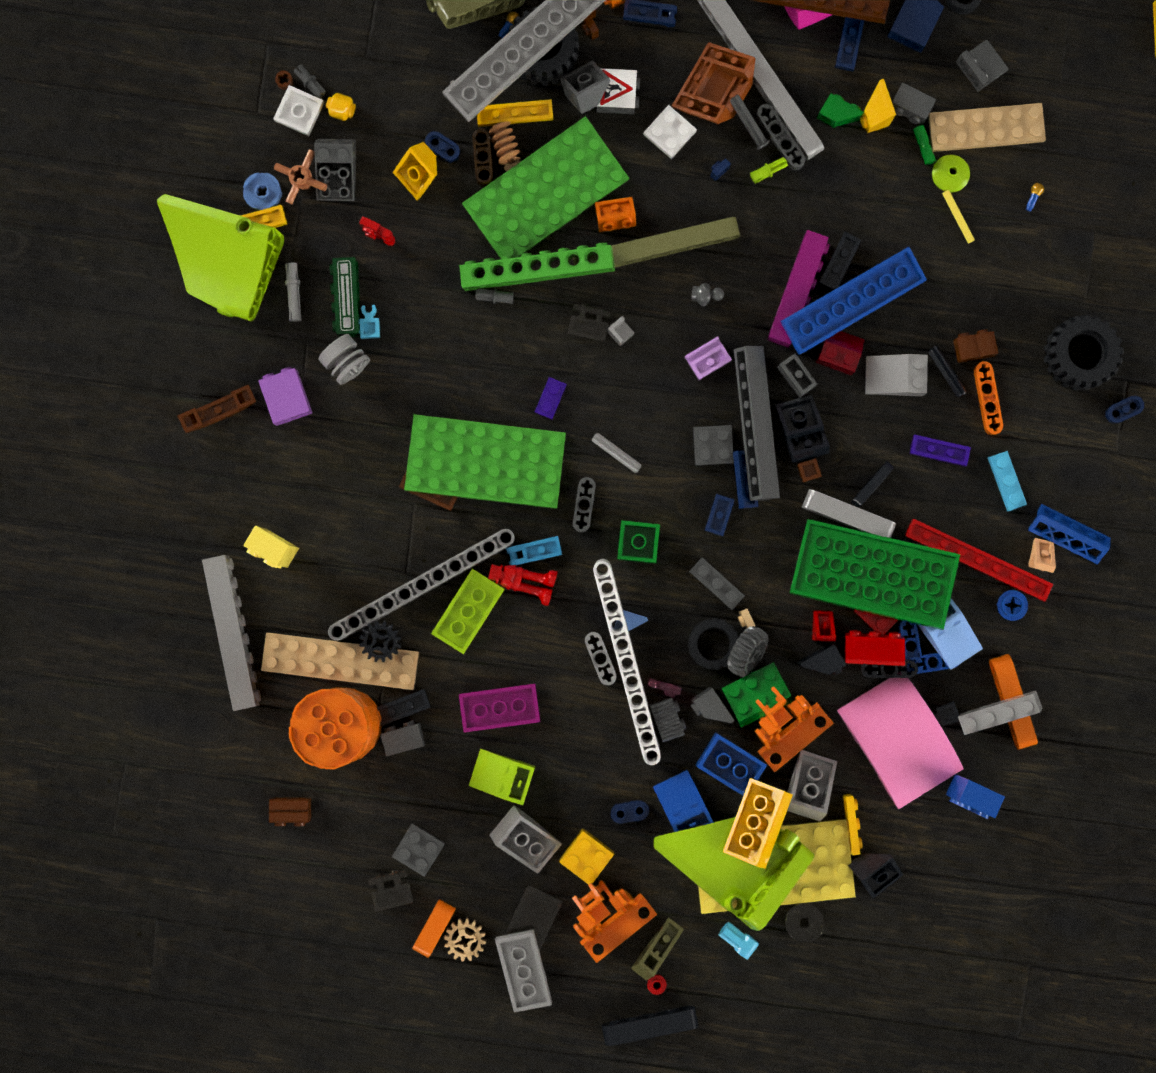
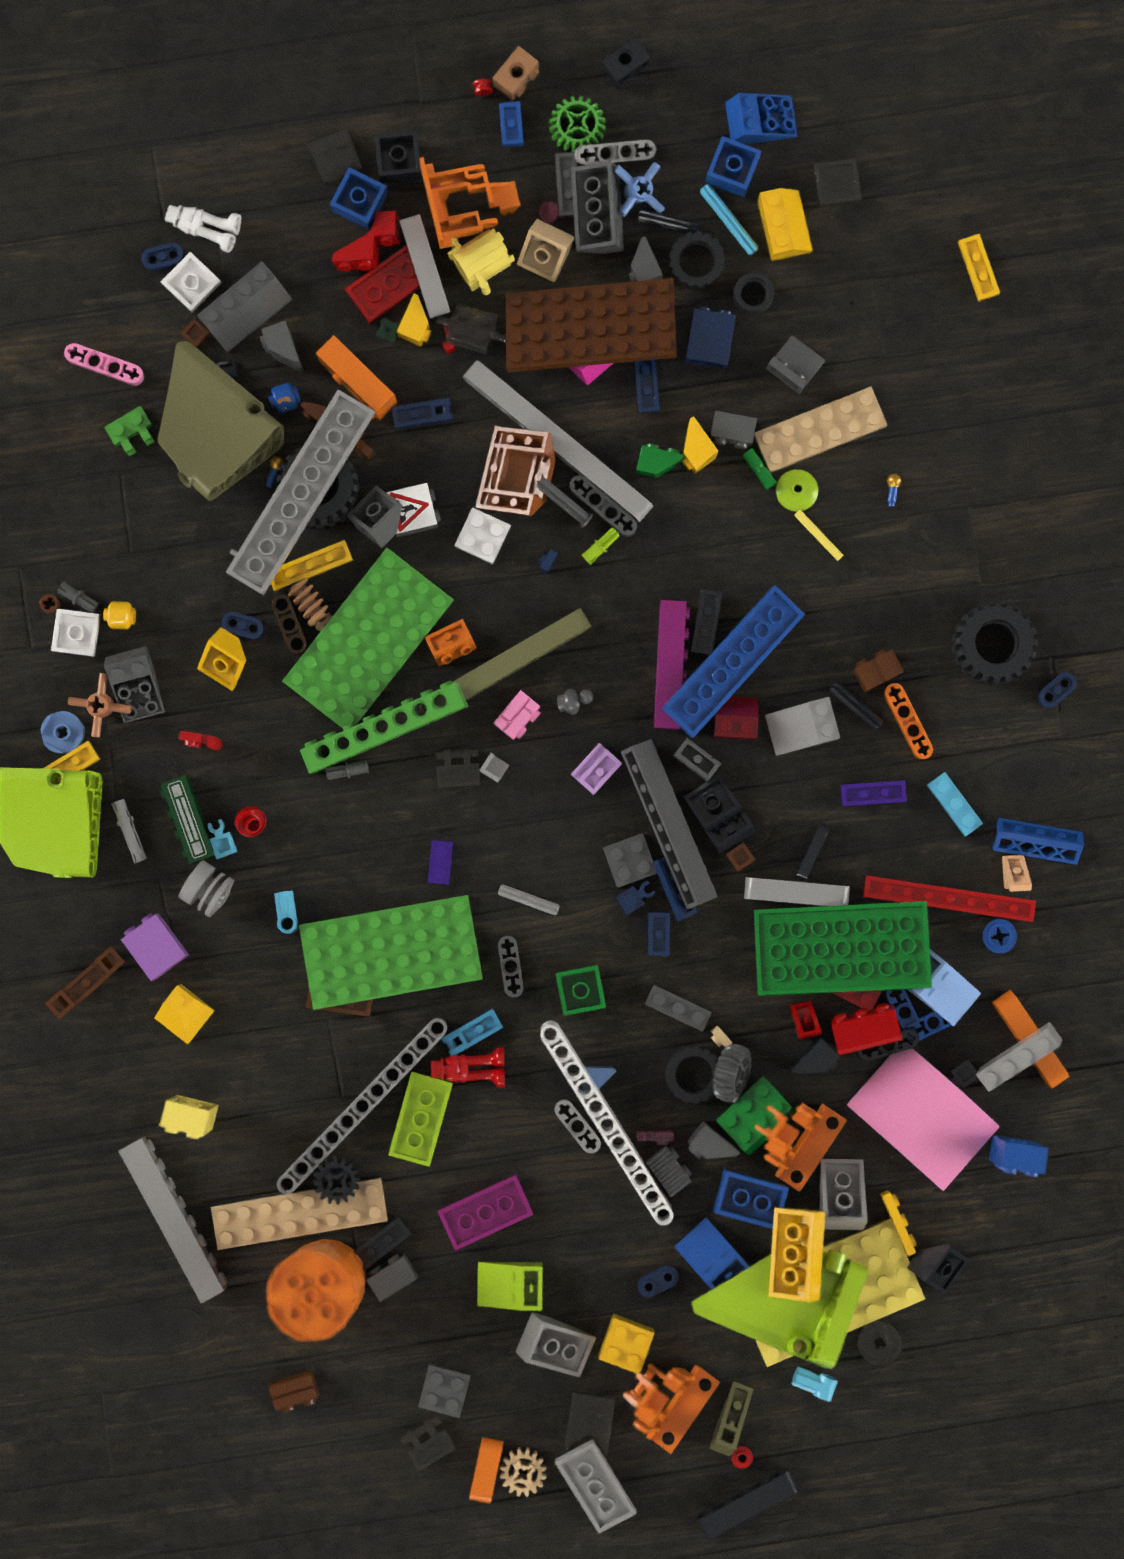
camera: 20 degrees left, 0 degrees up
(292, 460) = (183, 1013): none -> yellow slope
(399, 314) = (250, 821): none -> red plate
(406, 399) = (286, 909): none -> medium azure piece
(654, 292) = (517, 715): none -> bright pink brick
(705, 478) = (632, 899): none -> dark blue plate

